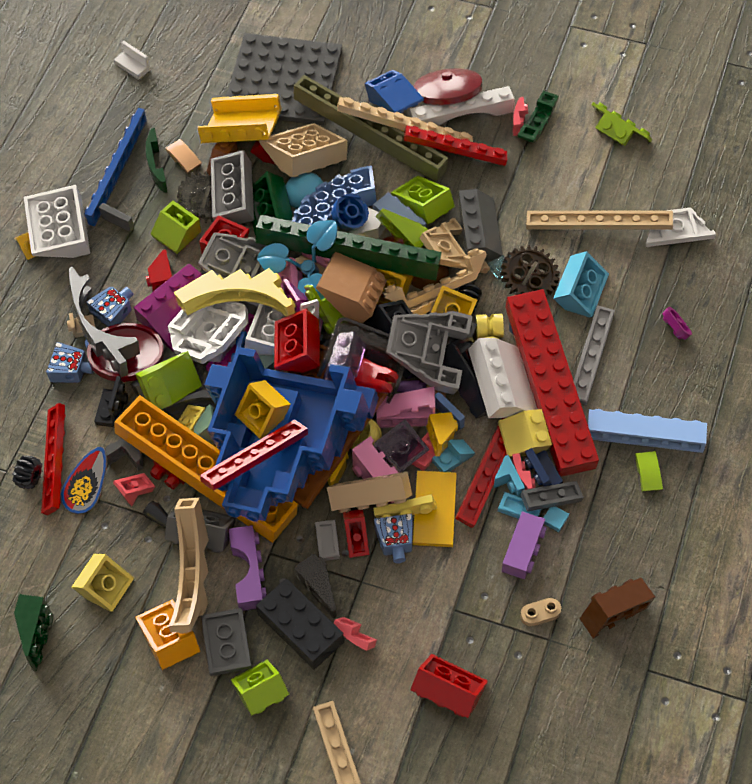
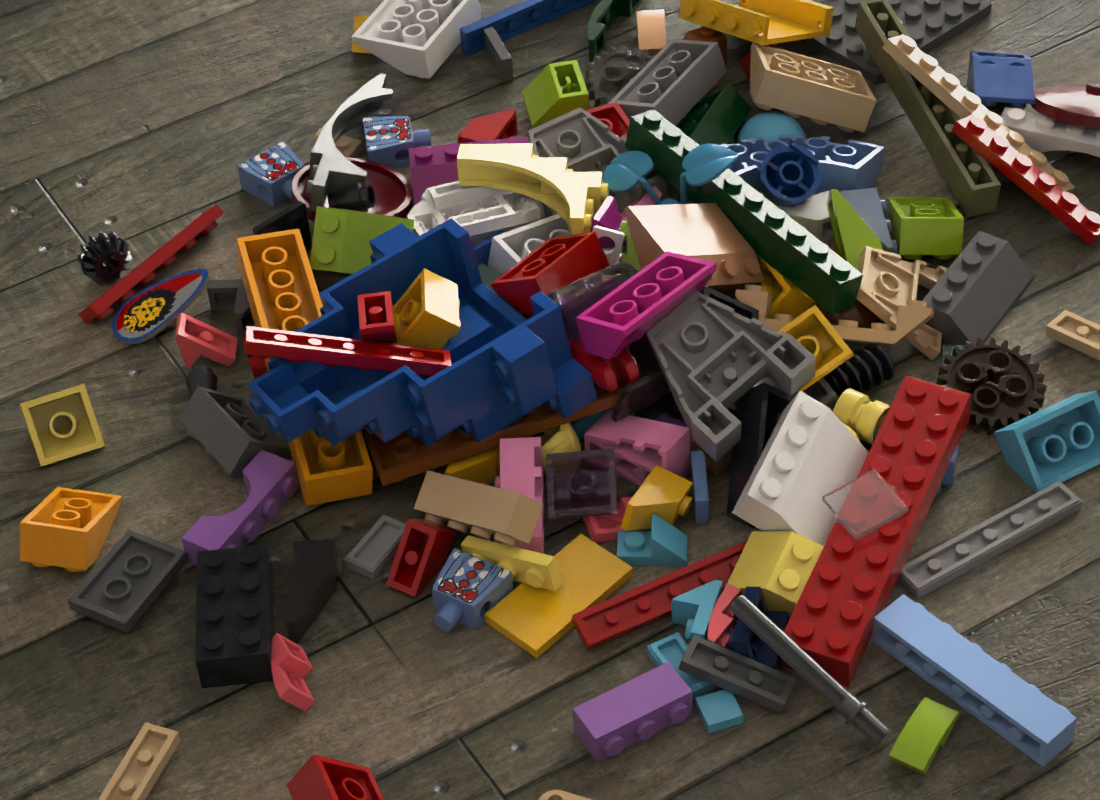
camera: 40 degrees right, 15 degrees down
(138, 356) = (355, 197): none -> black cone
(193, 567) = (169, 461): tan arch -> none
(249, 426) = (377, 317): none -> red slope
(260, 687) = (107, 659): lime slope -> none
(379, 337) = (641, 303): none -> dark pink slope
(546, 376) = (865, 504): none -> clear piece
(613, 480) = (810, 670): none -> dark grey axle

